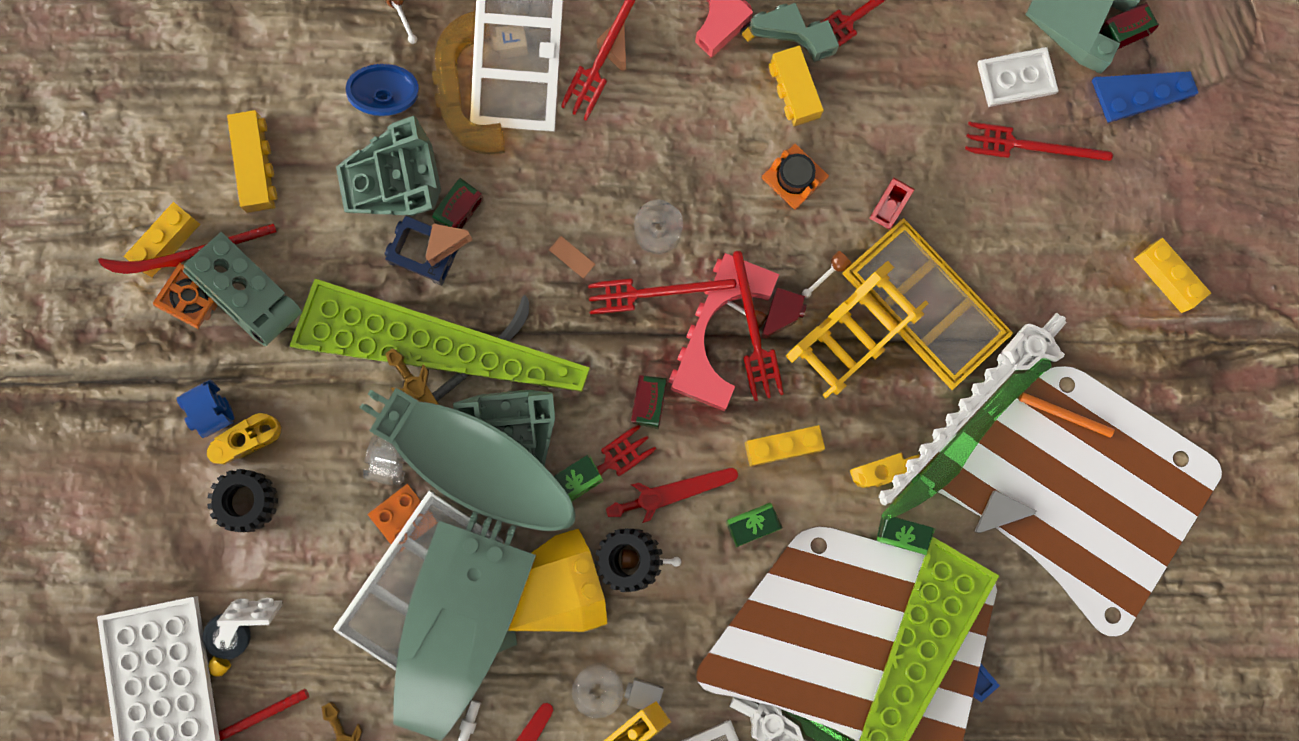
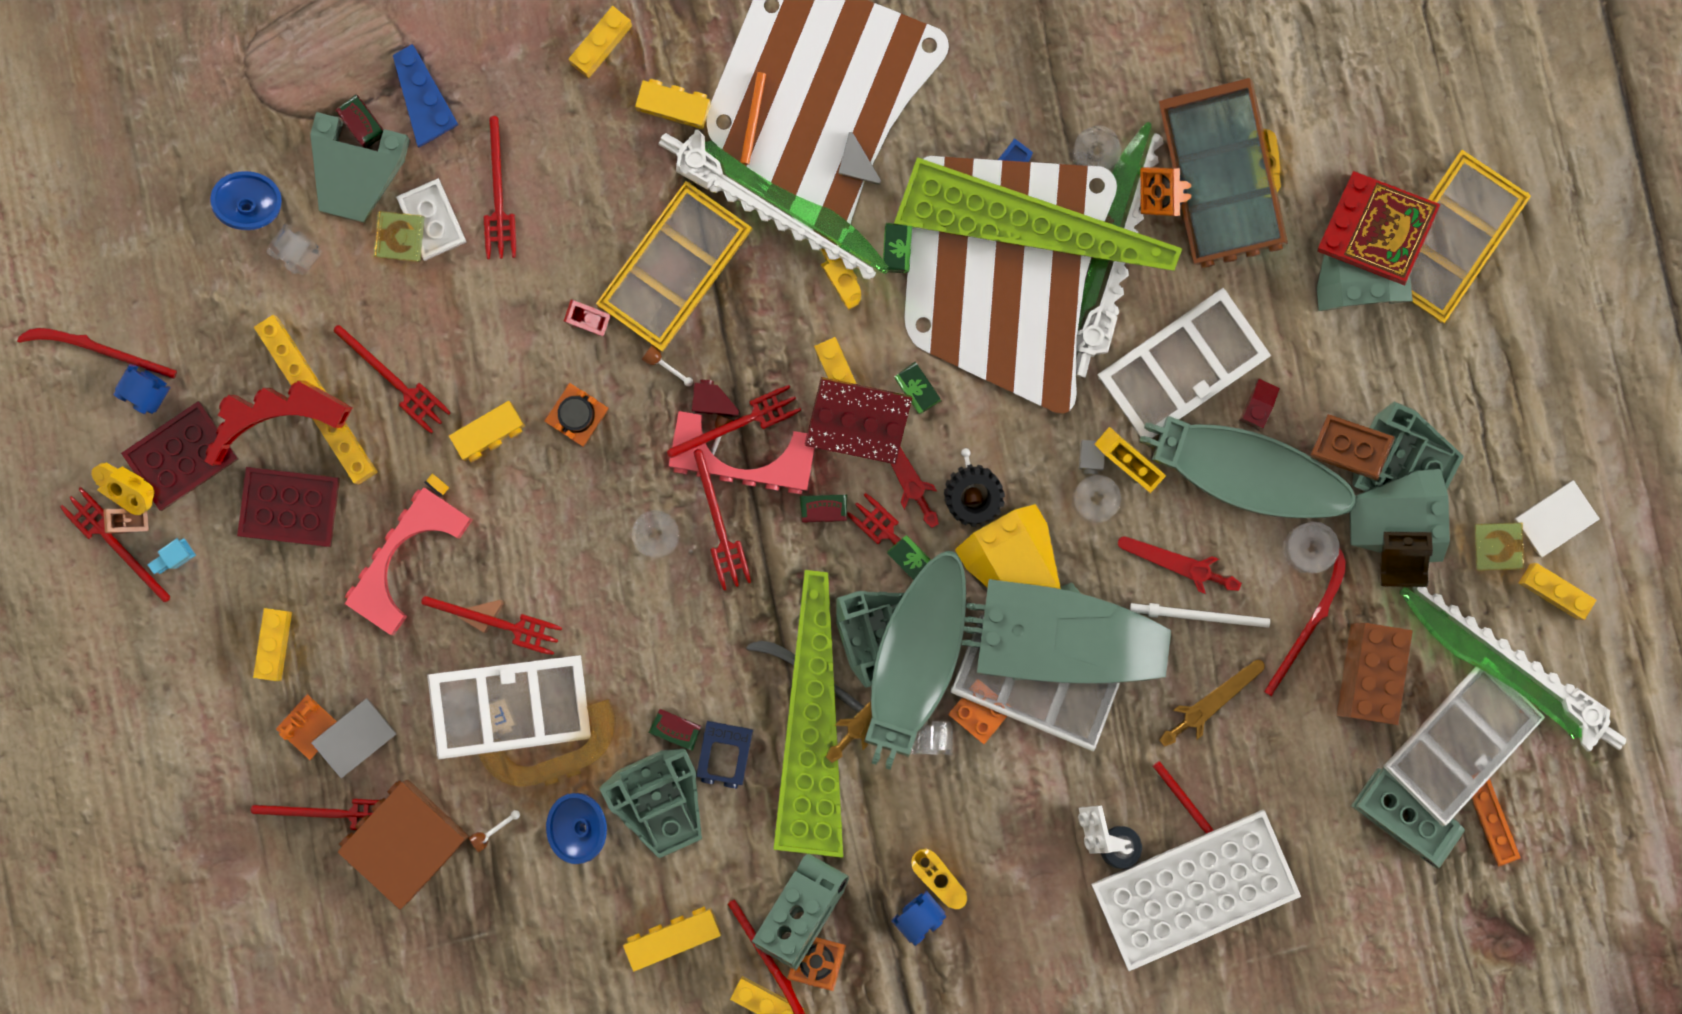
camera: 95 degrees left, 5 degrees up
(218, 666) = (1149, 849): yellow hinge -> none
(222, 500) = (1005, 882): black tyre -> none
(445, 241) = (715, 731): nougat slope -> none
(572, 257) = (699, 611): nougat sticker -> none
(732, 454) = (858, 420): none -> dark red plate
(788, 25) = (429, 449): sand green arch -> none
(843, 315) = (703, 343): yellow fence -> none
(1007, 41) = (399, 236): none -> clear yellow tile
(1095, 335) = (673, 103): none -> yellow brick

